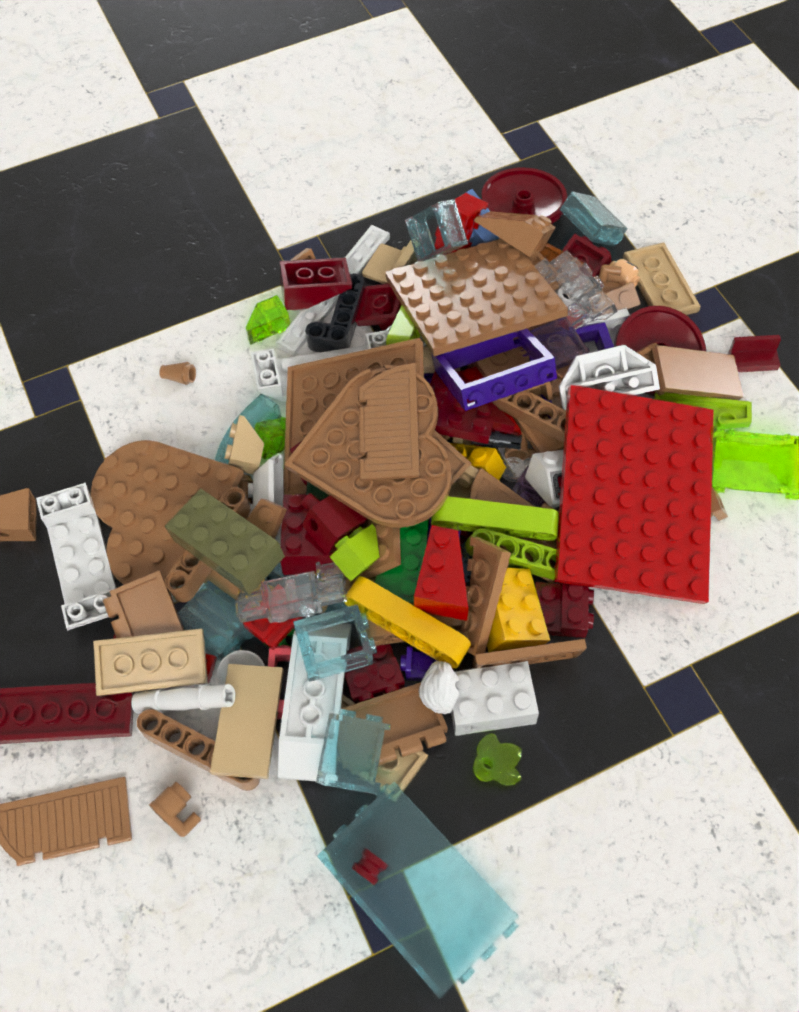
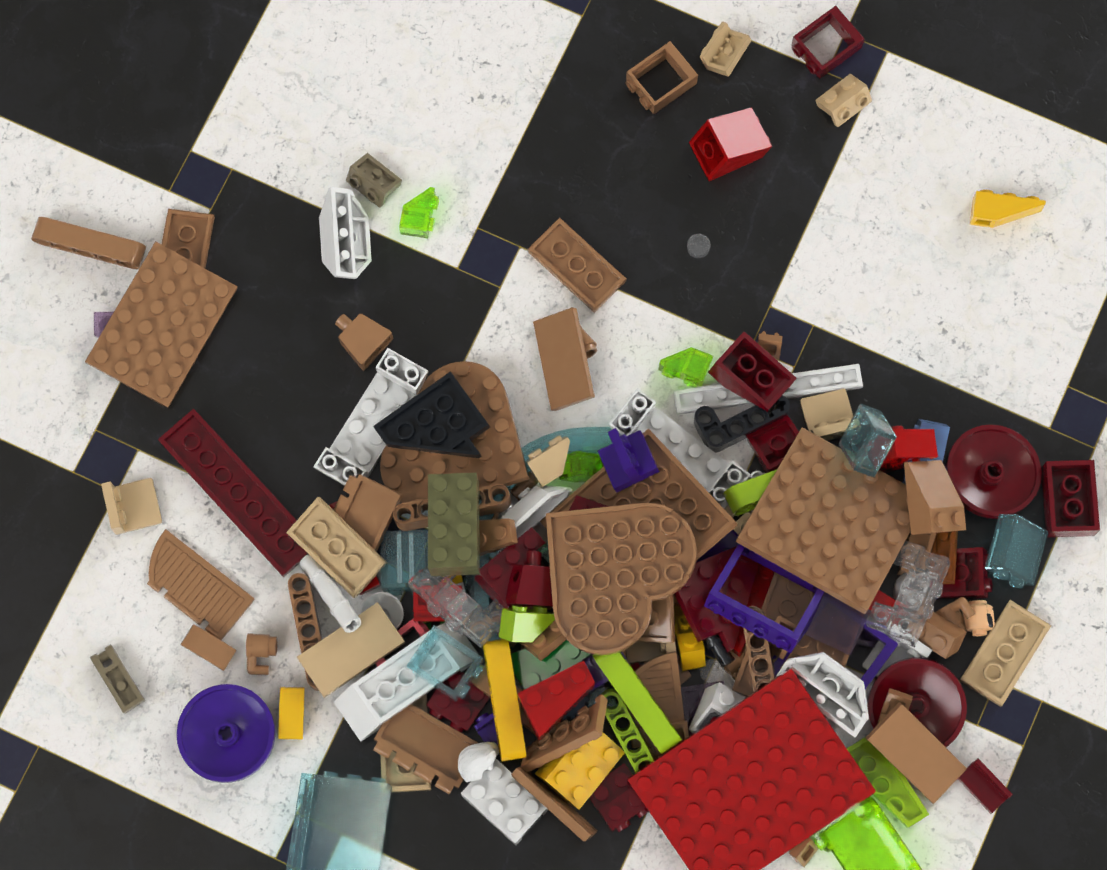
camera: 50 degrees right, 15 degrees up
(45, 182) = (677, 62): none -> medium nougat window
(73, 969) = (118, 680): none -> dark tan plate
(79, 152) = (724, 50): none -> tan bracket
(120, 338) = (576, 265): none -> medium nougat tile
(126, 853) = (208, 647): none -> medium nougat slope
(128, 505) = (435, 421): none -> black wing
(131, 86) = (844, 29): none -> dark red window
(141, 190) = (729, 143): none -> slope
(178, 390) = (563, 359): none -> medium nougat tile
(186, 115) = (844, 99): none -> tan bracket
(190, 258) = (698, 245): none -> clear tile
(217, 901) = (225, 733): none -> dark purple dish
(254, 824) = (291, 713): none -> yellow slope
(297, 393) = (627, 459): none -> dark purple bracket
(348, 87) = (998, 209): none -> yellow slope
(351, 752) = (381, 740): clear light blue panel -> none
(369, 866) = (323, 812): dark red wheel -> none
(389, 425) = (636, 564): medium nougat piece -> none
(500, 758) = (468, 841): clear neon green plate -> none
(584, 169) = (1070, 498): none -> dark red brick

